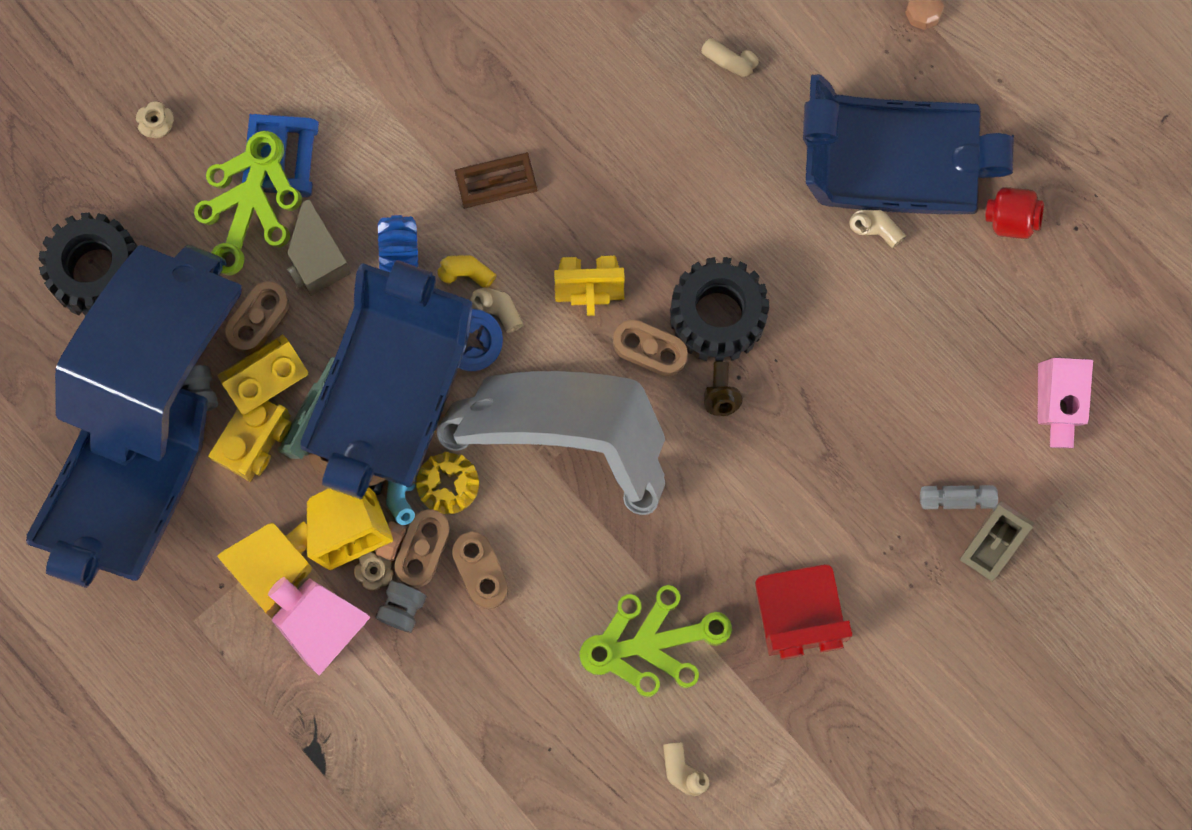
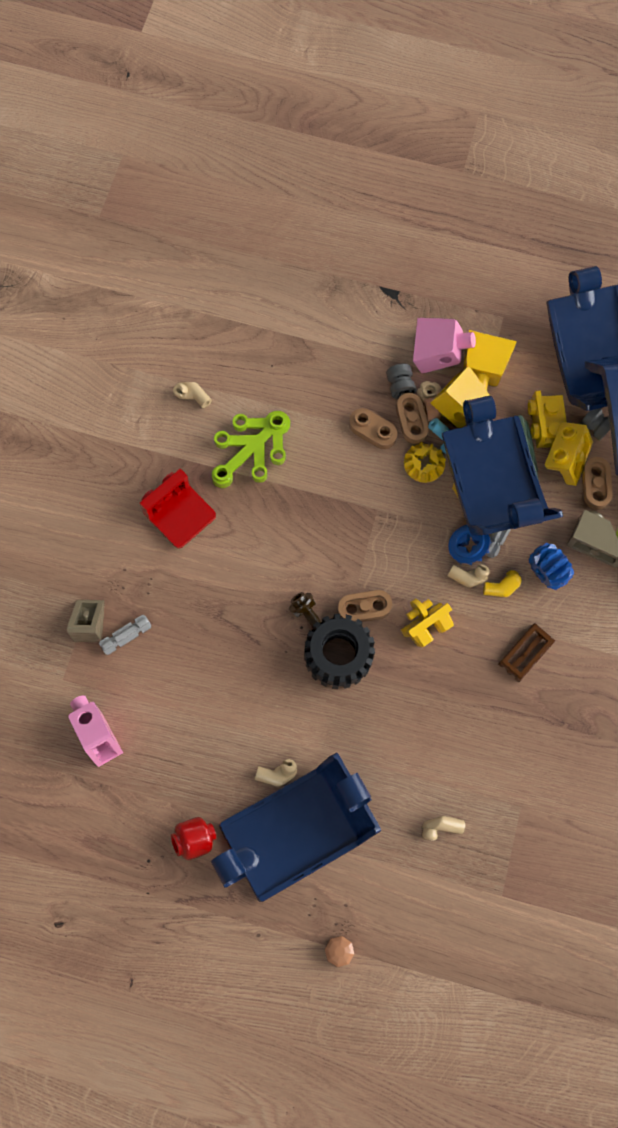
camera: 145 degrees right, 5 degrees down
(568, 411) = (379, 522): light grey panel -> none

